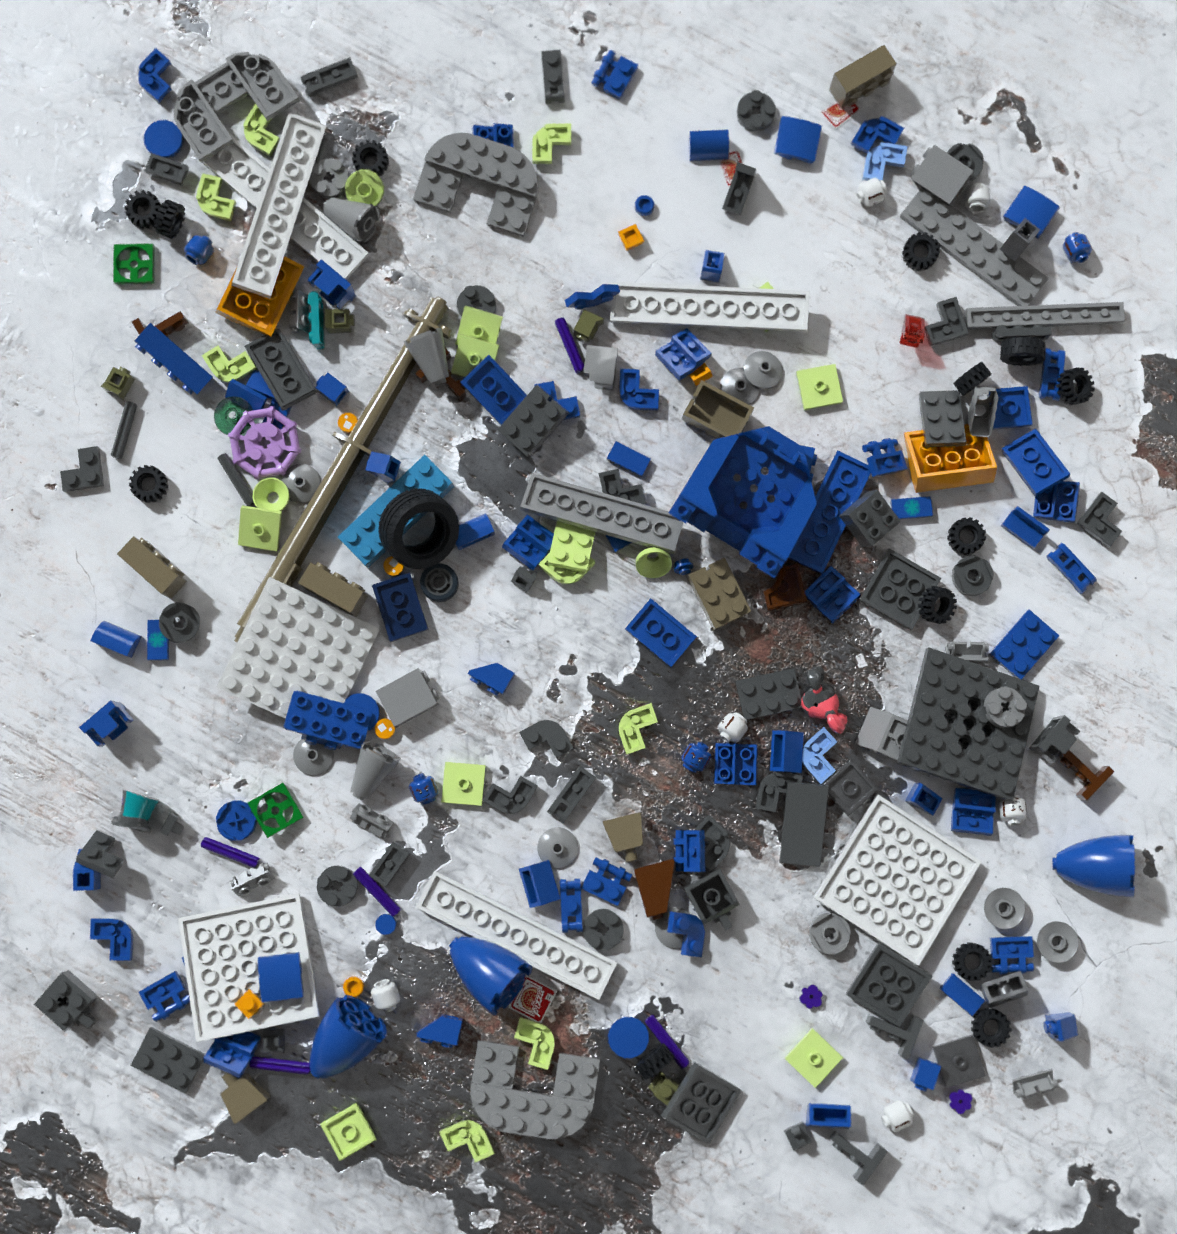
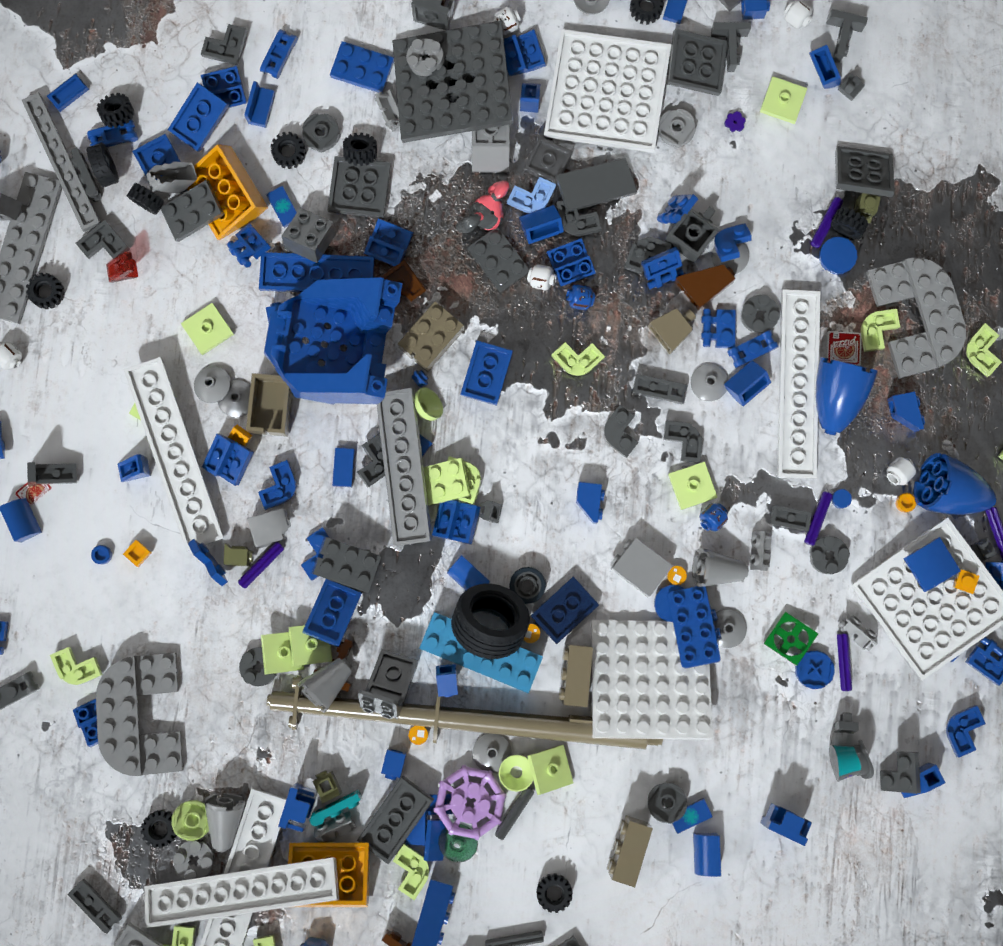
camera: 115 degrees left, 0 degrees up
(404, 412) = (388, 685): none -> dark grey bracket
(744, 894) = (676, 208): none -> blue plate
(1114, 349) = (67, 92): none -> blue tile

